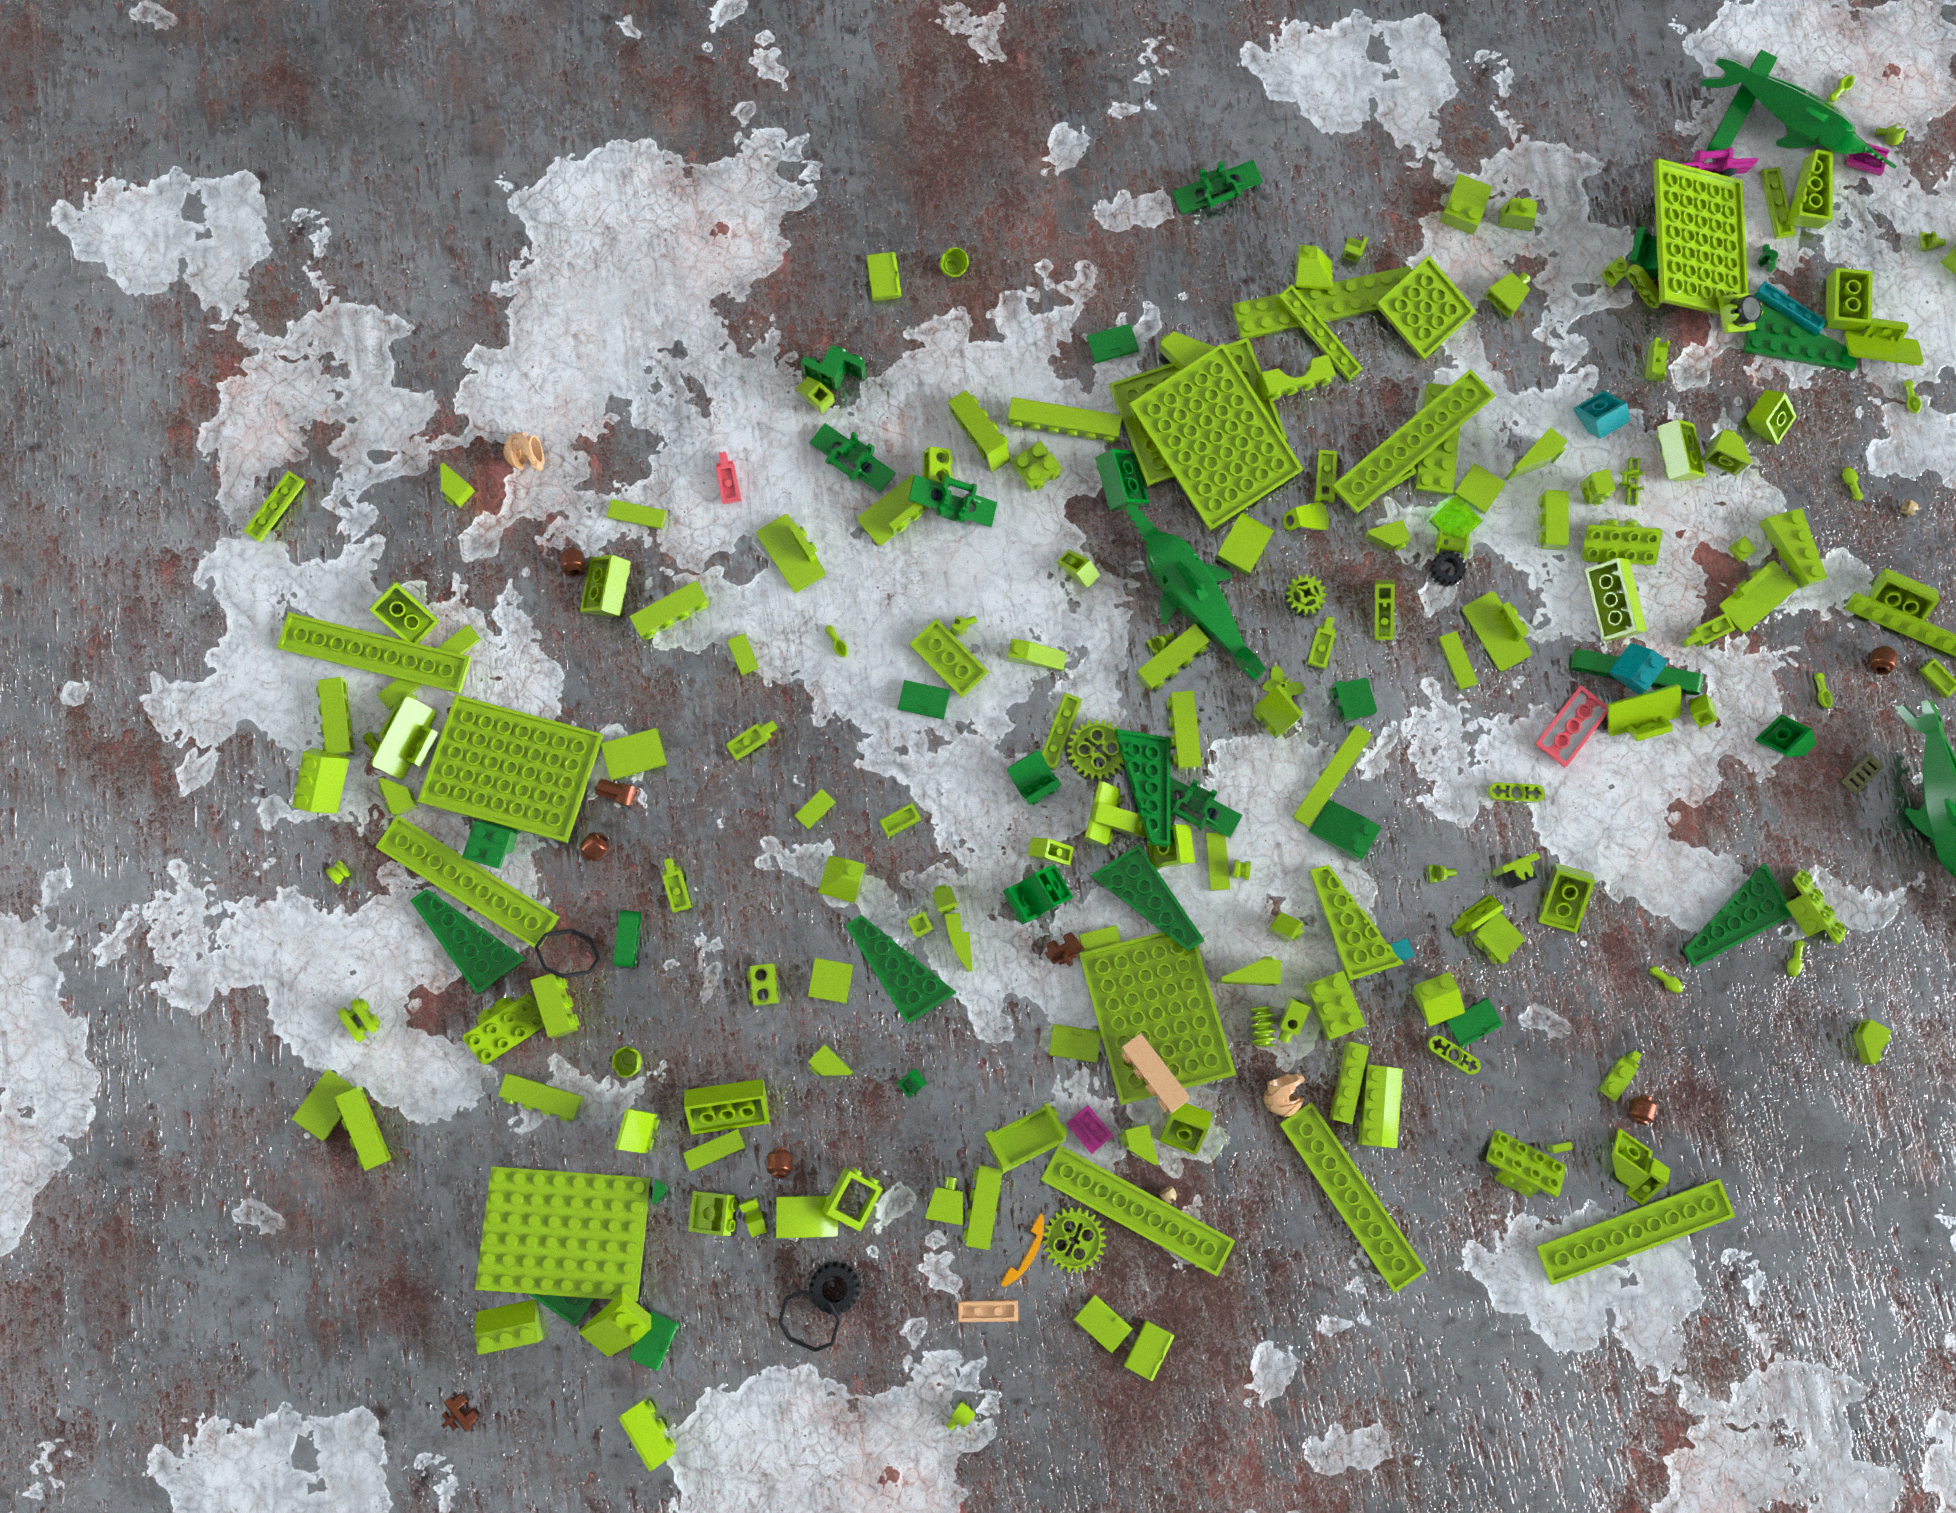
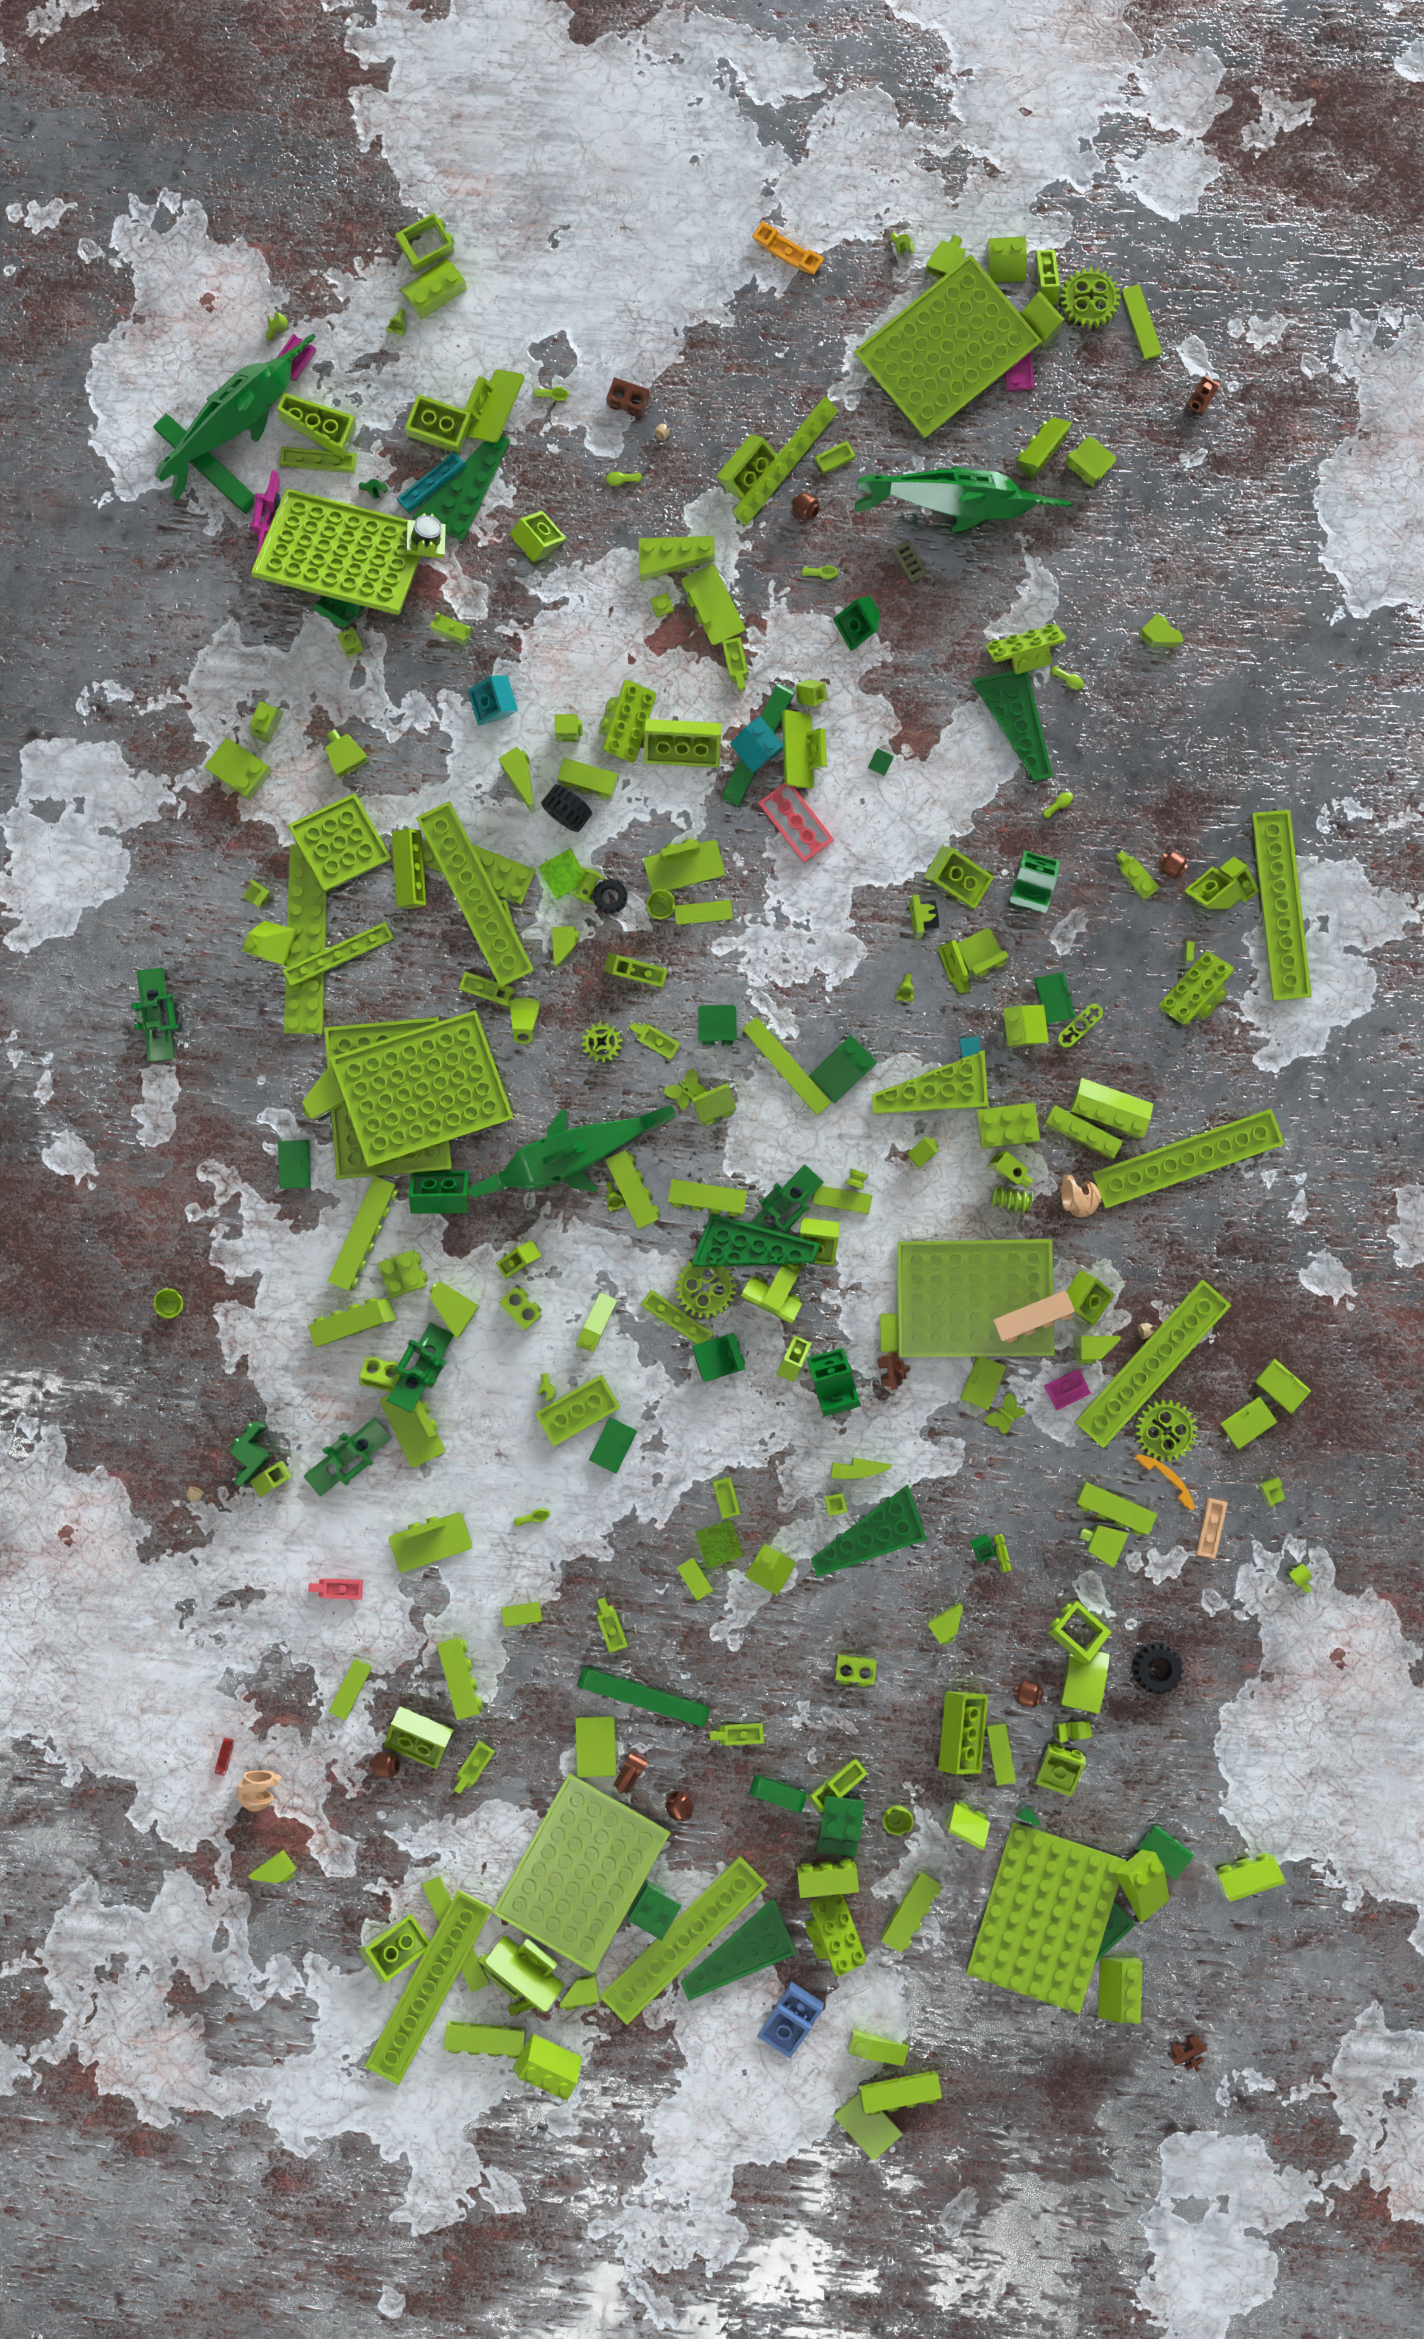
camera: 75 degrees left, 5 degrees up
(274, 506) = (248, 2059): lime plate -> none
(338, 872) = (642, 2067): lime wheel -> none
(370, 1021) = (798, 2065): lime brick -> none
(400, 1095) = (876, 2048): none -> lime slope
(412, 1004) = (790, 2019): none -> medium blue slope
(548, 416) = (224, 1756): none -> clear red beam
(569, 974) = (756, 1856): black piece -> none
(589, 644) = (473, 1766): none -> lime hinge
(608, 1006) = (840, 1826): none -> green bracket
(647, 994) = (837, 1784): none -> lime slope
(691, 787) = (643, 1696): none -> green beam
(784, 330) = (194, 1494): none -> tan hinge
(799, 1342) = (1200, 1711): black piece -> none
(830, 980) = (866, 1603): lime tile -> none
(854, 824) = (719, 1544): none -> clear neon green tile
(883, 276) = (162, 1378): lime piece -> none
(911, 1103) = (1002, 1553): none -> lime axle
(944, 899) = (816, 1473): lime slope -> none
(1016, 519) = (453, 1307): none -> lime slope
(1026, 1138) = (1062, 1452): lime panel -> none
(1028, 579) = (516, 1312): none -> lime brick
(1040, 1365) = (1272, 1491): none -> lime panel
(1048, 1075) = (1006, 1415): none -> lime piece
(1144, 890) = (852, 1279): green wing -> none
(1244, 544) = (535, 1088): lime slope -> none
(1262, 973) = (960, 1190): lime slope -> none
(1276, 383) = (381, 1013): lime arch -> none
(1419, 376) = (408, 868): none -> lime brick
(1454, 616) = (660, 904): none -> lime hair
(1479, 488) = (536, 841): lime tile -> none
(1521, 504) = (566, 808): none -> black tyre
(1529, 788) = (845, 879): lime beam -> none
(1584, 973) = (1035, 881): none -> green bracket
(1628, 475) = (561, 691): lime piece -> none
(1644, 285) = (371, 621): lime beam -> none
(1656, 794) = (880, 762): none -> green slope
(1681, 451) = (550, 634): slope -> none
(1727, 452) = (564, 591): lime slope -> none
(1843, 85) = (211, 354): lime piece -> none
(1937, 468) = (630, 393): none -> copper brick

